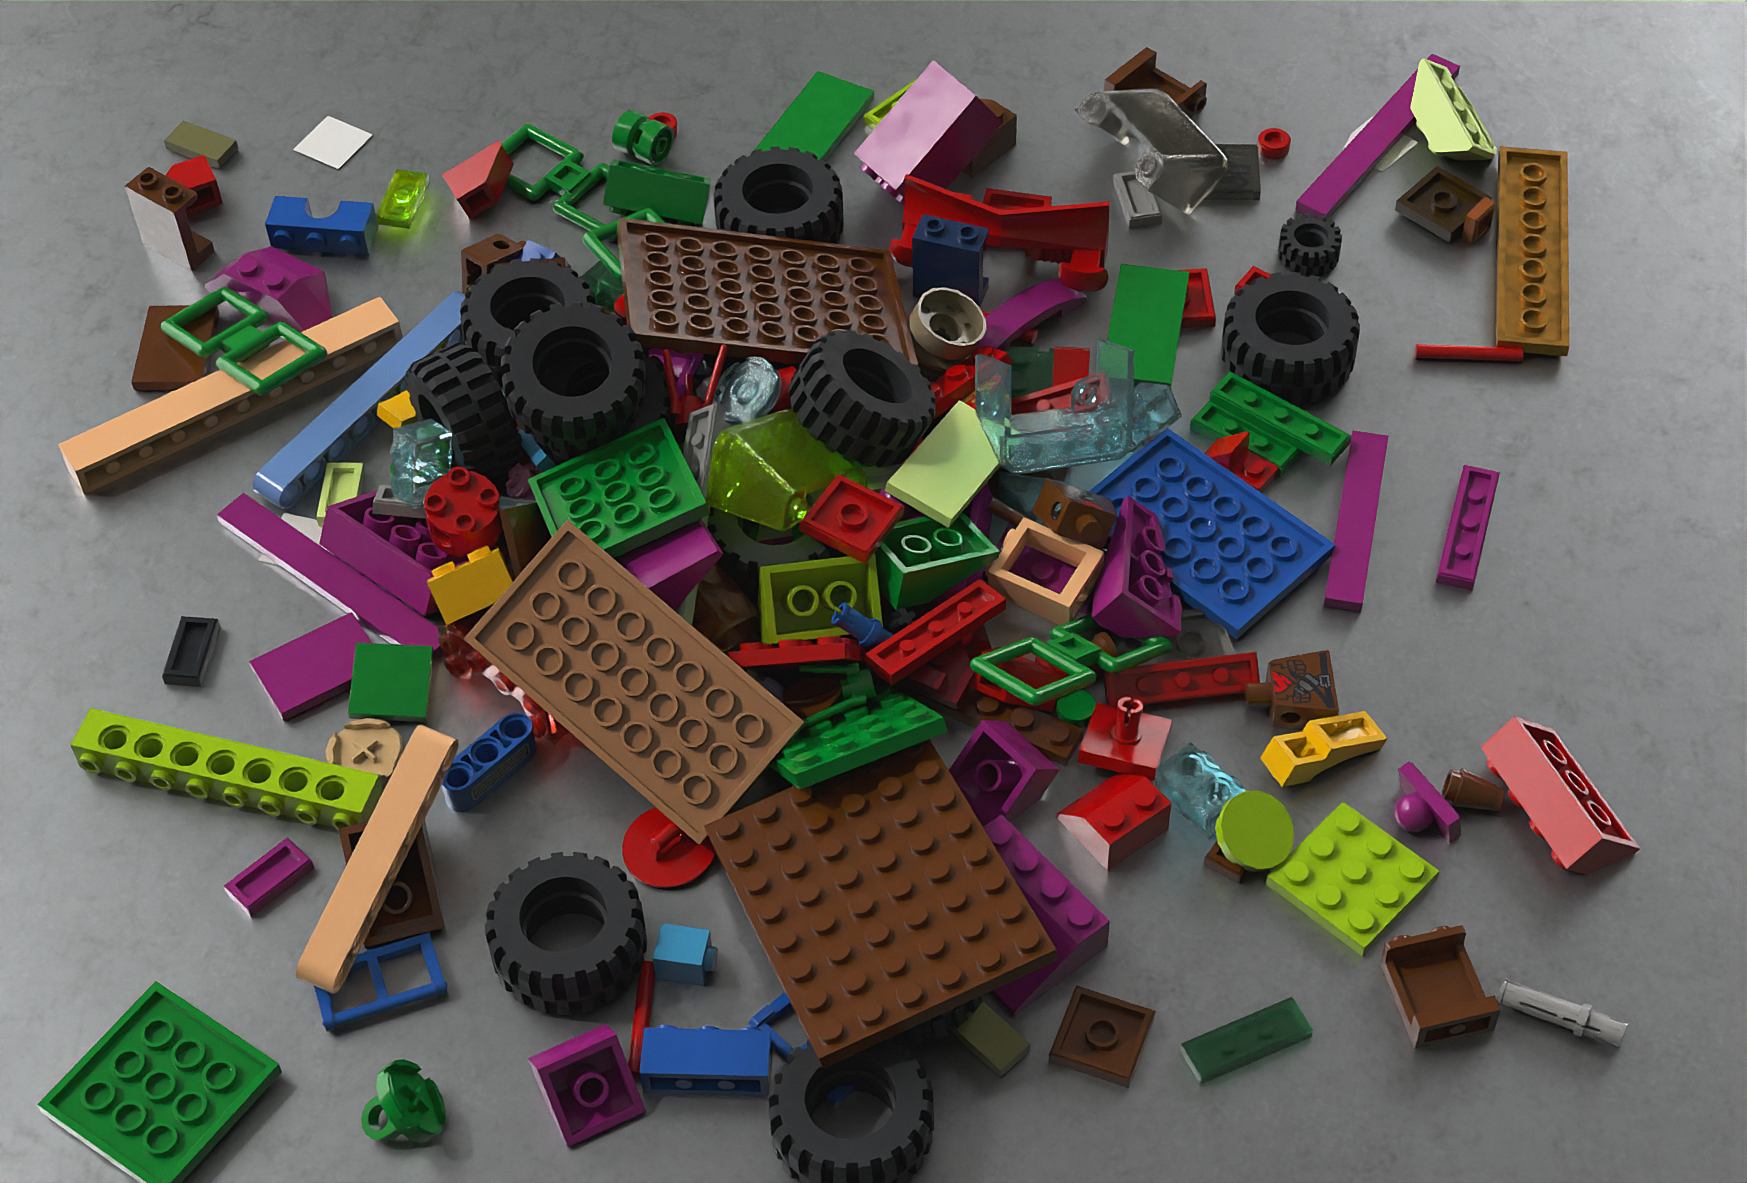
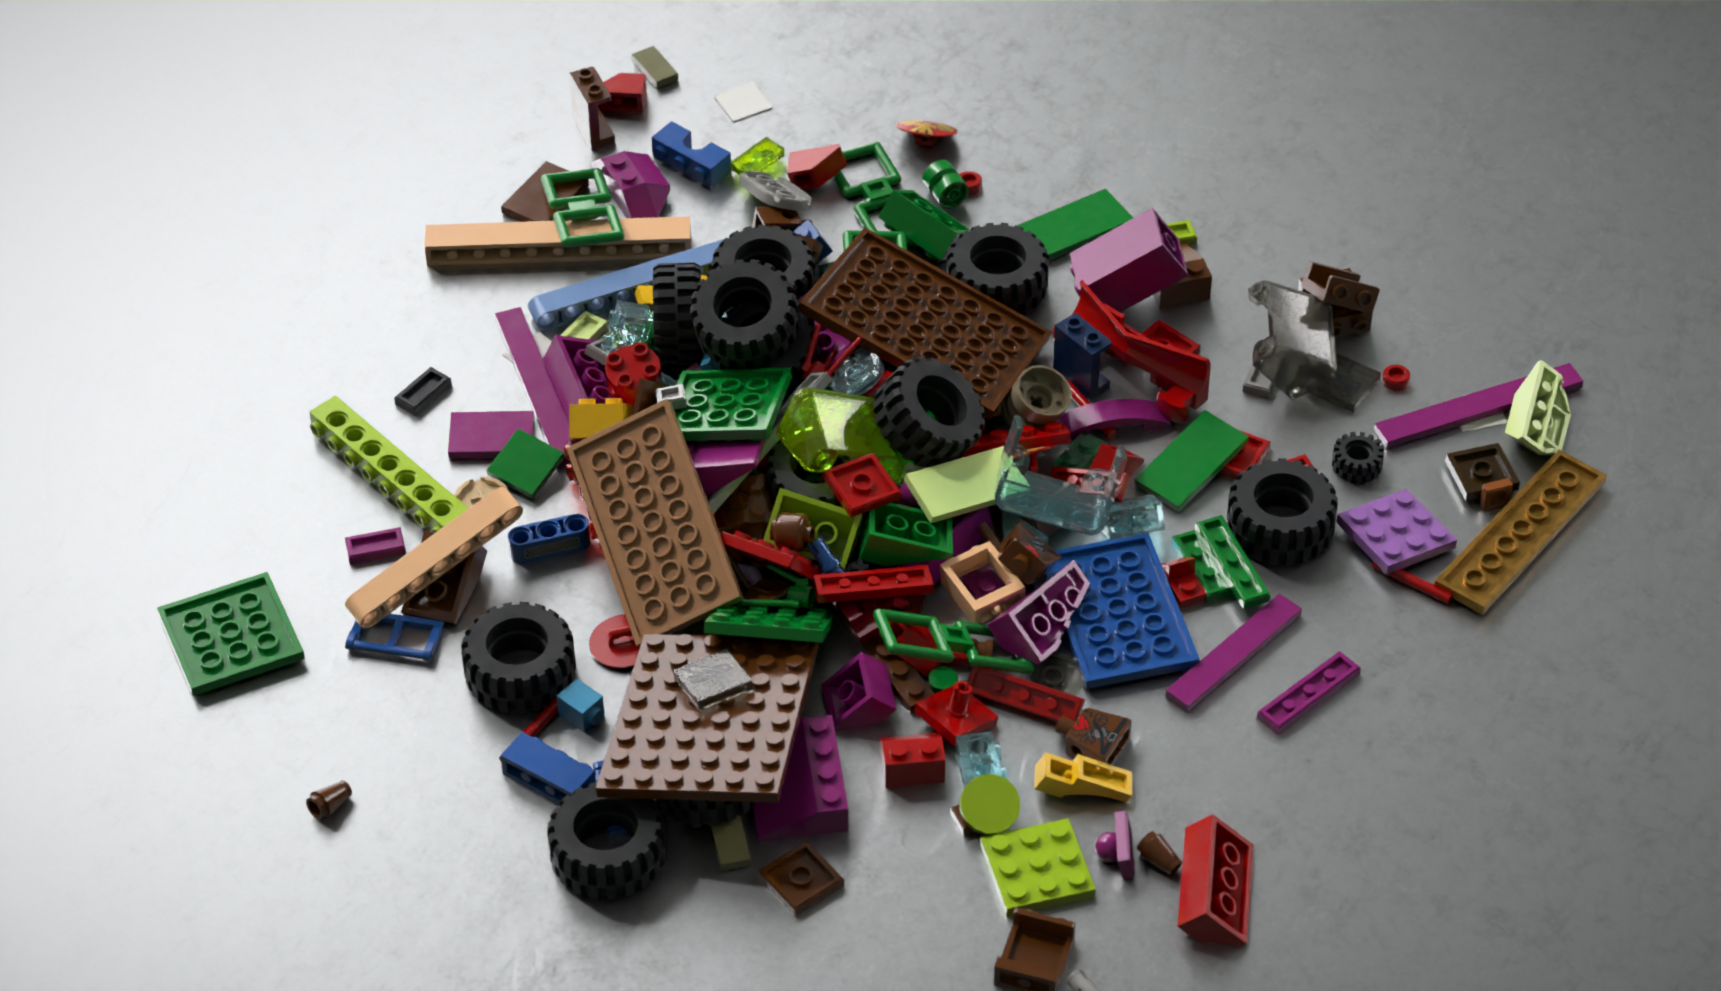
camera: 30 degrees right, 5 degrees down
(408, 1101) = (357, 707): green tile -> none
(460, 224) = (775, 192): none -> light grey tile
(548, 517) = (674, 394): none -> light grey tile
(574, 86) = (926, 128): none -> shield
(587, 1084) = (469, 750): magenta slope -> none
(807, 613) = (792, 531): none -> reddish brown head
(852, 843) = (713, 679): none -> clear smoke tile
(1163, 71) = (1339, 287): none -> reddish brown panel
(1246, 1040) = (888, 925): clear green tile -> none
(1415, 306) = (1396, 531): none -> medium lavender plate

